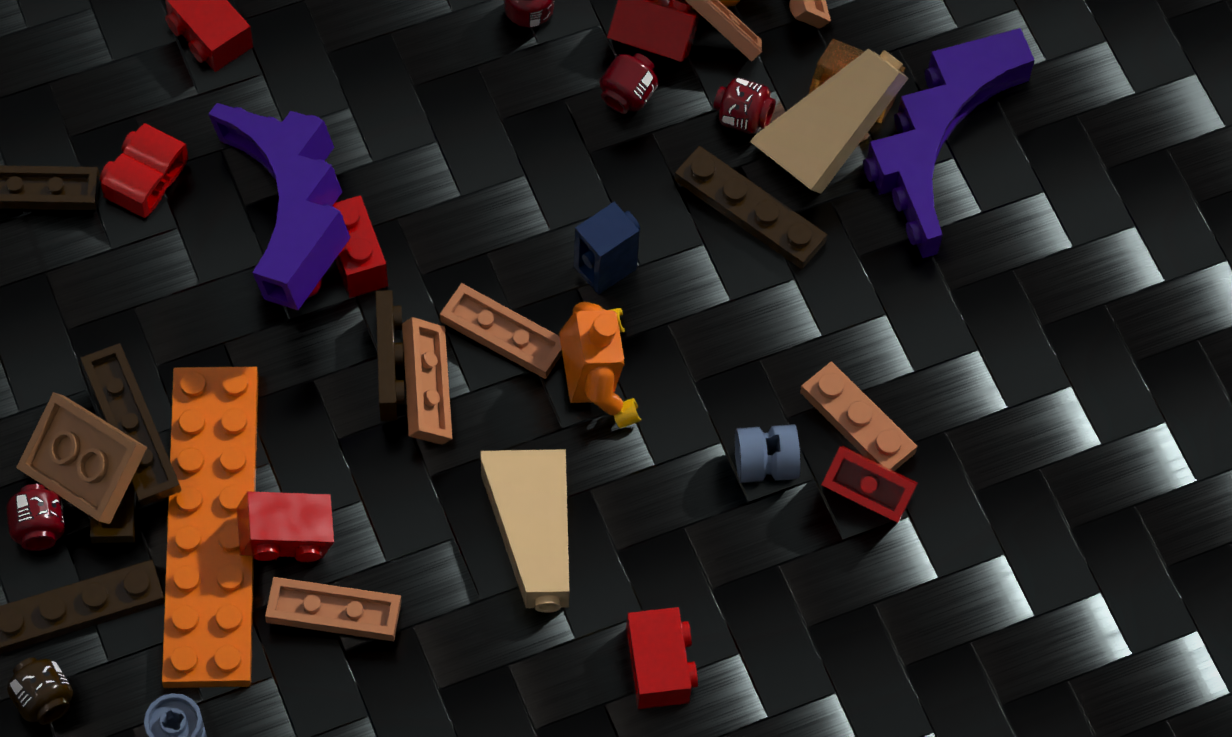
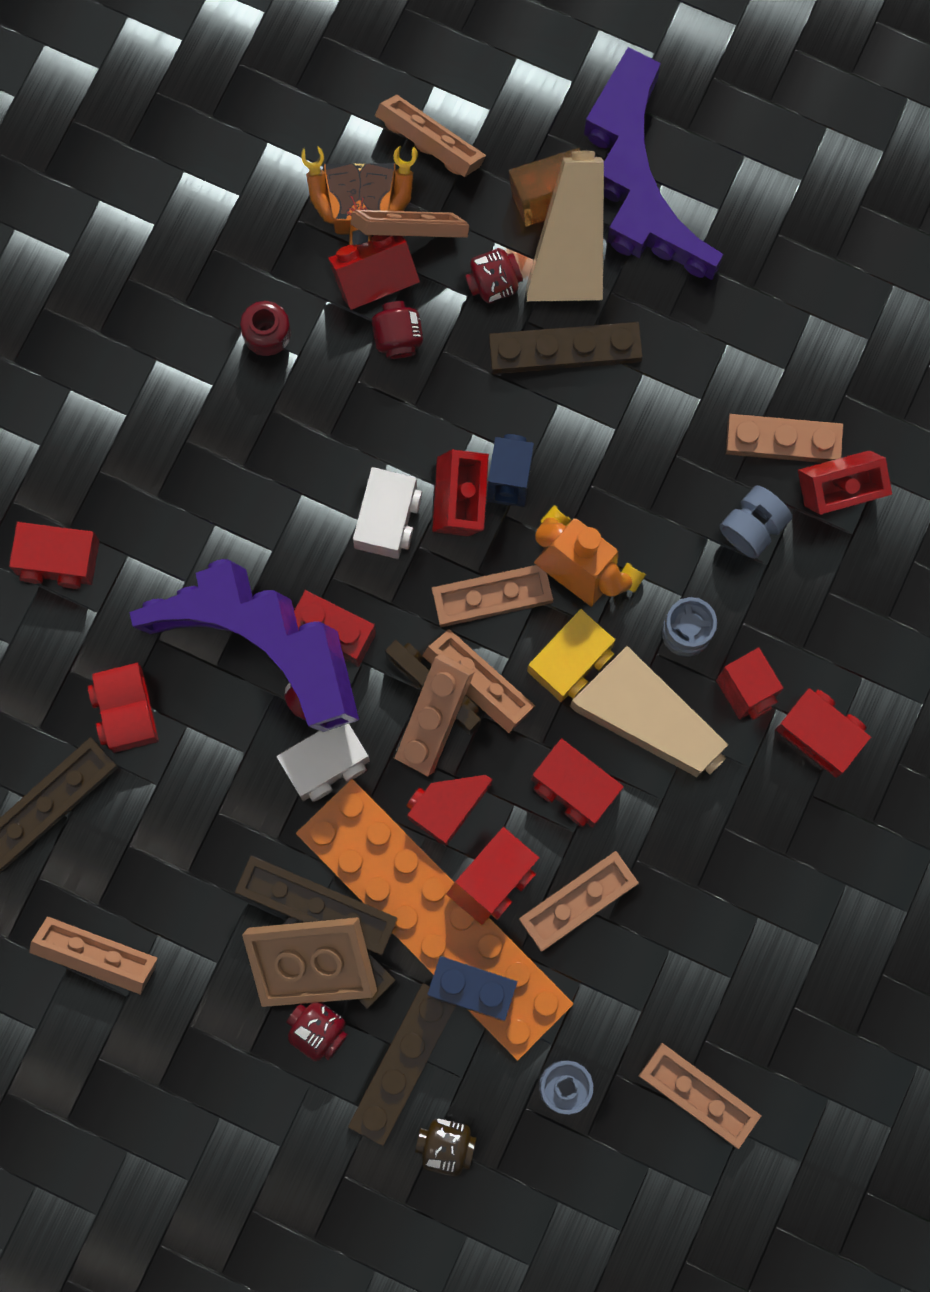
camera: 40 degrees left, 15 degrees up
(180, 585) = (472, 988): none -> dark blue brick
(249, 333) = (323, 761): none -> white brick
(309, 449) = (446, 805): none -> red slope
(363, 368) = (434, 714): none -> nougat plate
(423, 521) = (575, 784): none -> red brick
(483, 202) = (386, 513): none -> white brick
(517, 422) = (571, 656): none -> yellow brick
(550, 233) = (460, 493): none -> red brick
(631, 482) = (689, 626): none -> sand blue wheel
(632, 562) = (750, 685): none -> red brick

